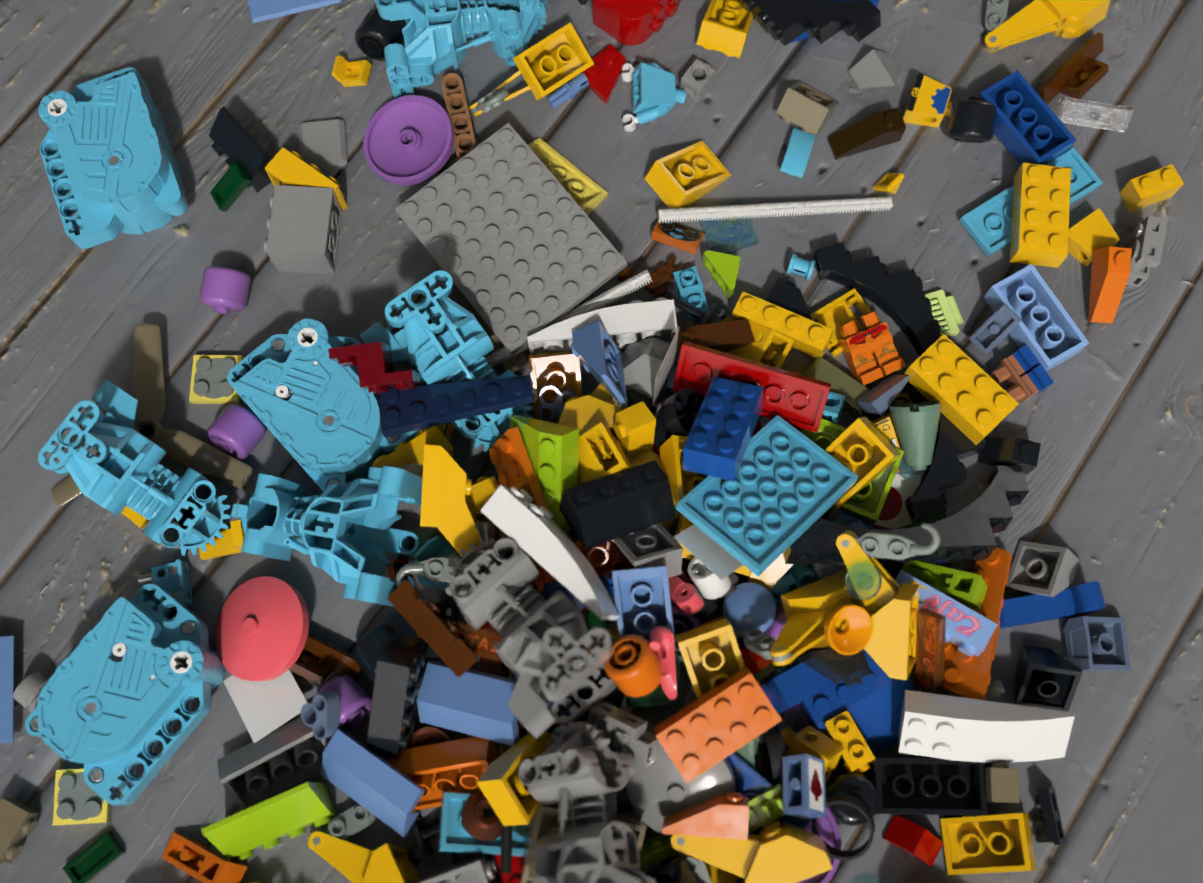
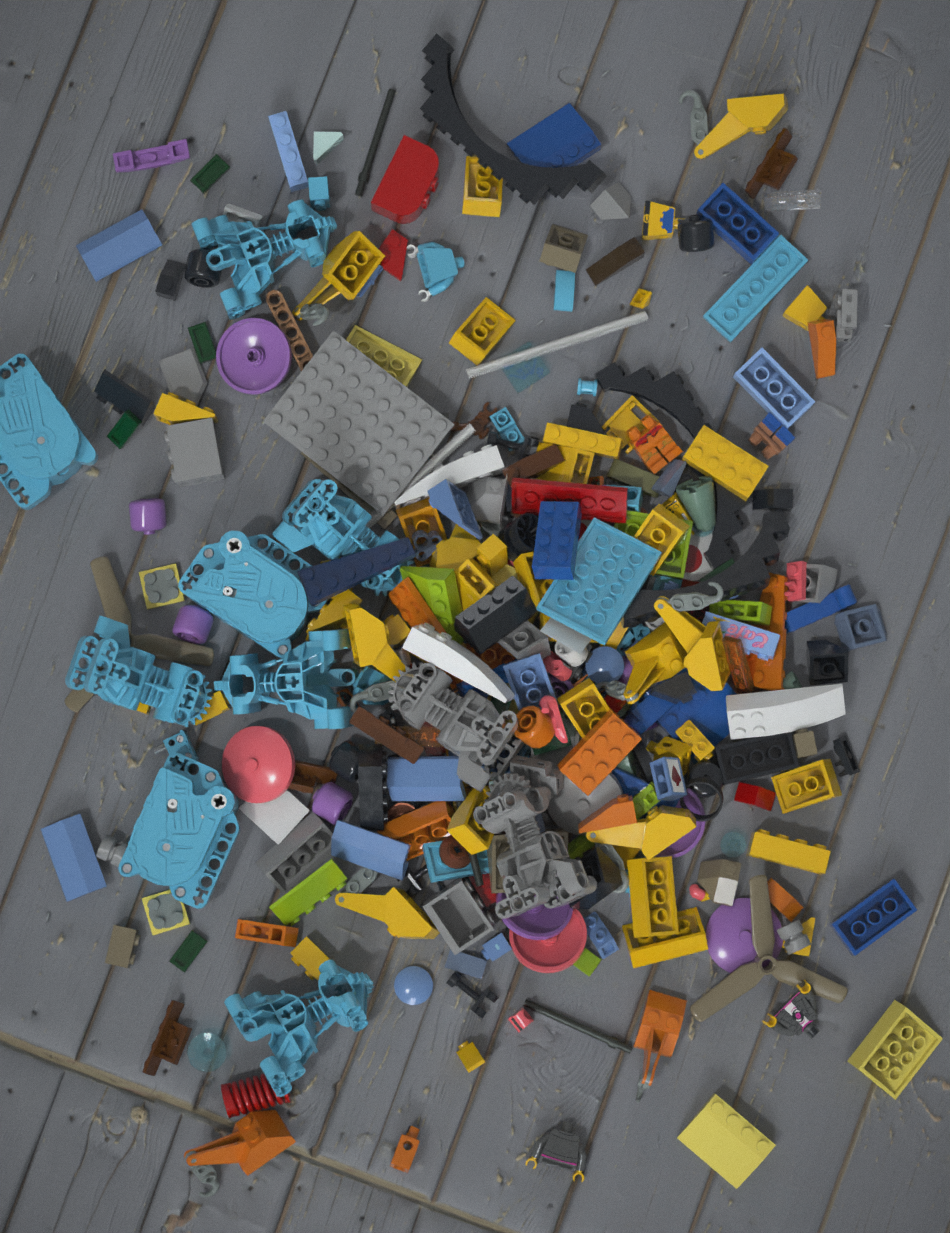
camera: 15 degrees left, 10 degrees up
(322, 714) = (326, 807): sand blue piece -> none
(335, 41) = (170, 280): none -> black slope
(351, 73) = (189, 305): yellow bracket -> none
(355, 116) = (202, 342): none -> dark green tile
(374, 367) = (295, 559): dark red bracket -> none
(677, 236) = (486, 383): slope -> none
(697, 88) = (470, 253): light grey brick -> none
(723, 269) = (528, 404): lime slope -> none
(856, 633) = (680, 669): light orange piece -> none
(863, 581) = (678, 630): clear light blue piece -> none
(949, 311) = (709, 395): yellowish green piece -> none
(995, 329) = (744, 406): sand blue slope -> none
(1023, 563) = (796, 581): none -> coral plate
(1040, 215) = (762, 303): yellow brick -> none
(1151, 188) = (846, 255): yellow brick -> none

